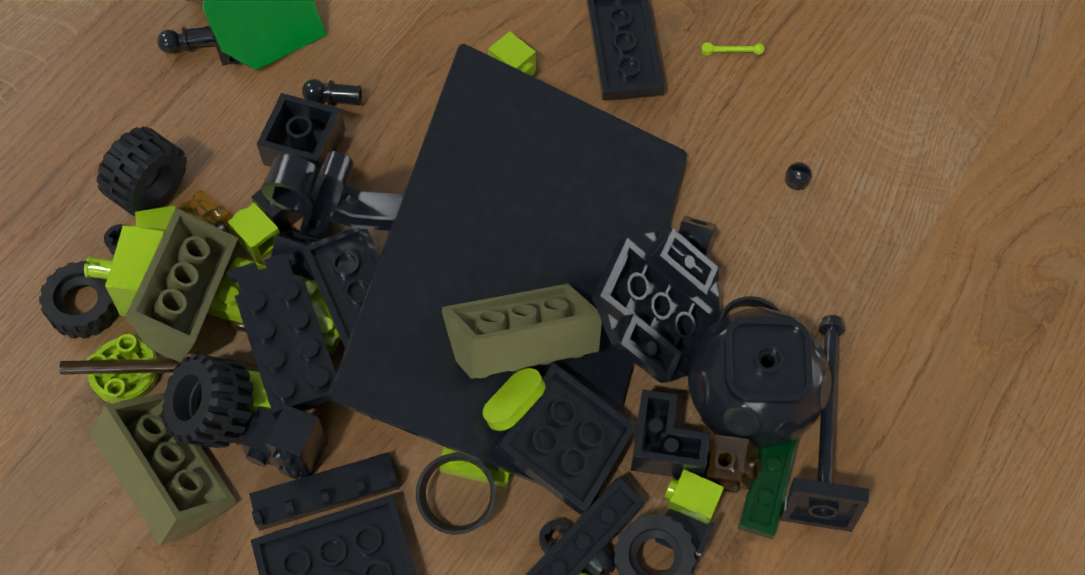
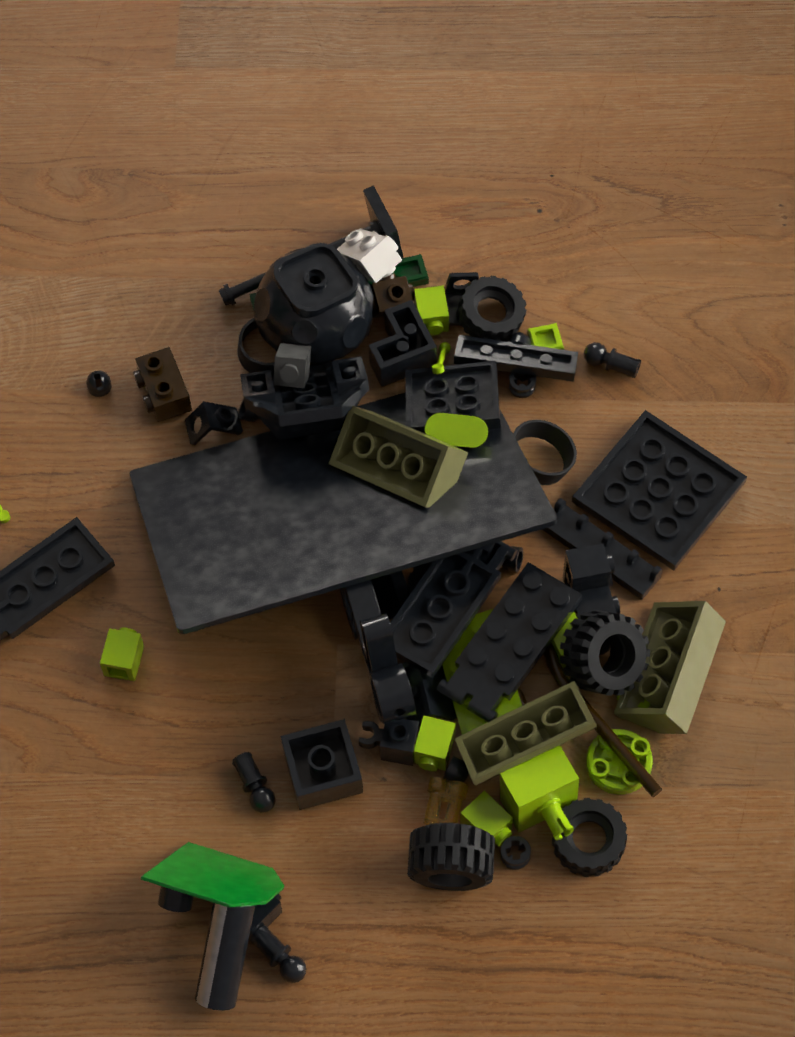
camera: 120 degrees left, 0 degrees up
(611, 448) = (444, 349): none -> lime hinge
(693, 306) = (292, 365): none -> dark grey brick
(757, 214) = (163, 385): none -> dark brown brick
(785, 452) = (371, 253): none -> white brick

